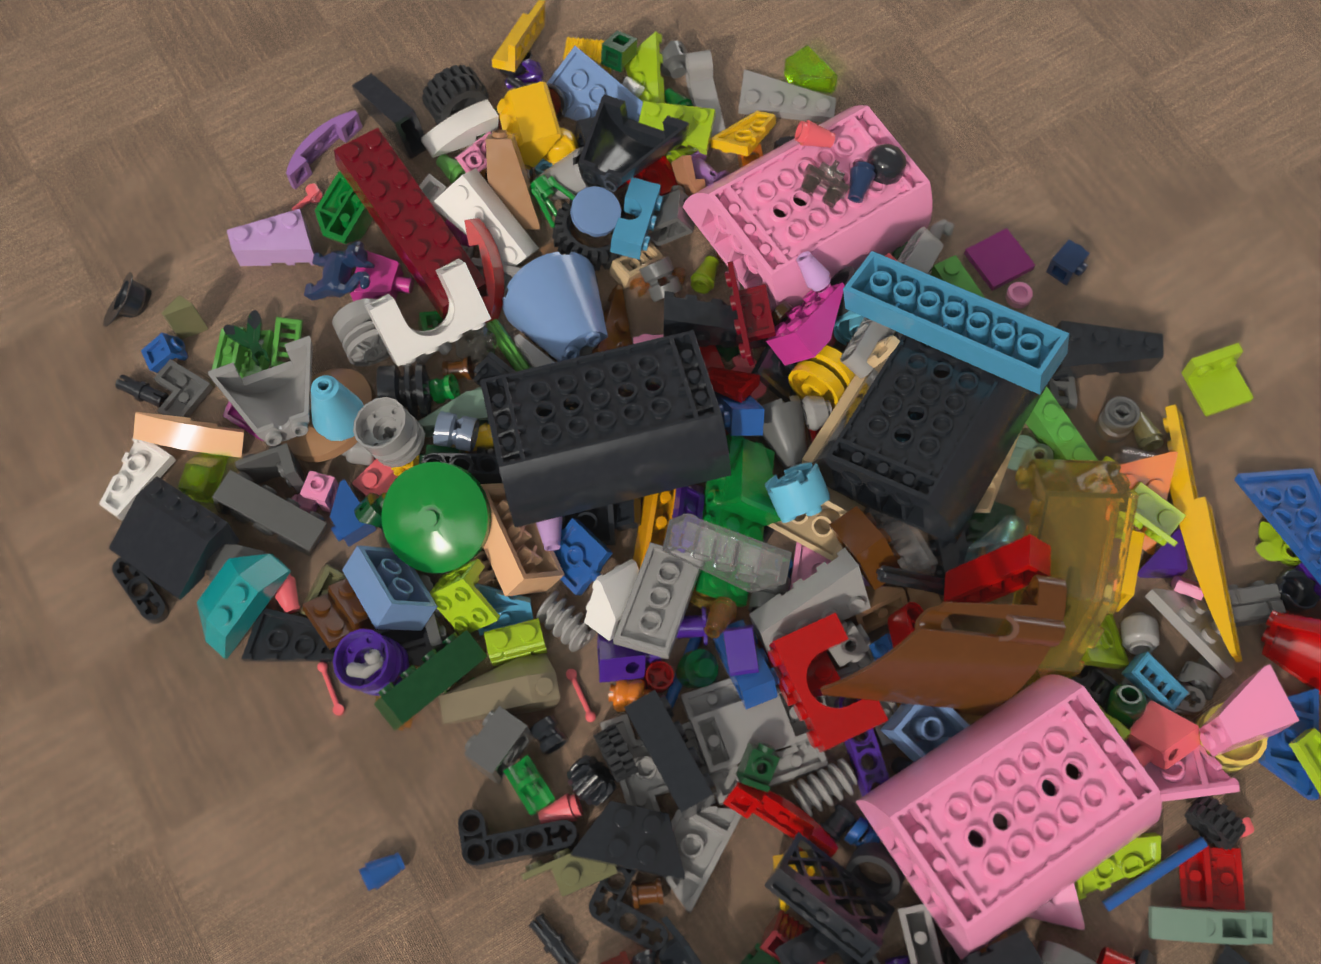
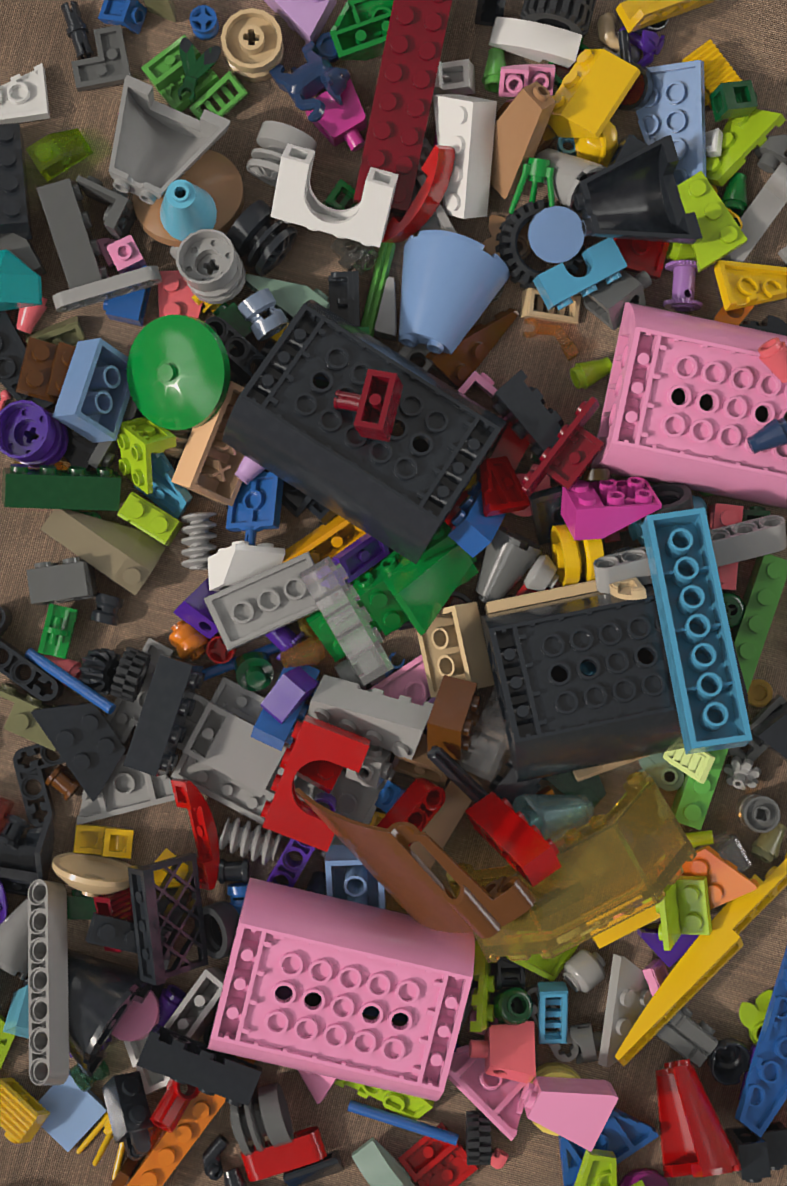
camera: 45 degrees right, 20 degrees up
(188, 434) = (70, 102): light nougat slope -> none
(228, 302) = (202, 16): none -> blue wheel
(276, 289) = (252, 44): none -> tan wheel
(328, 246) = (326, 47): none -> blue tile
(328, 517) = (107, 288): none -> light grey beam
(365, 670) = (16, 441): light grey arm -> none
(370, 510) = (150, 311): dark green piece -> none
(444, 388) = (295, 266): green wheel -> none
(460, 369) = (322, 258): reddish brown bush -> none
(496, 89) = (606, 31): none -> tan arm
(571, 675) = (168, 581): coral hinge -> none
(577, 805) = (70, 681): none -> blue bar
(598, 384) = (375, 406): none -> dark red brick
(657, 270) = (549, 341): dark grey wheel -> none
(685, 175) = (660, 291): nougat slope -> none
(721, 906) = (103, 841): none -> yellow slope
(744, 930) = (92, 873): none -> tan dish
(752, 757) = (215, 783): dark green brick -> none
(798, 492) = (445, 630): medium azure brick -> none
(813, 272) = (650, 472): lavender cone -> none
(826, 179) = (740, 424): clear smoke hips -> none
(1040, 424) = (689, 763): none -> yellowish green slope
(1079, 408) = (742, 774): none -> light grey plant

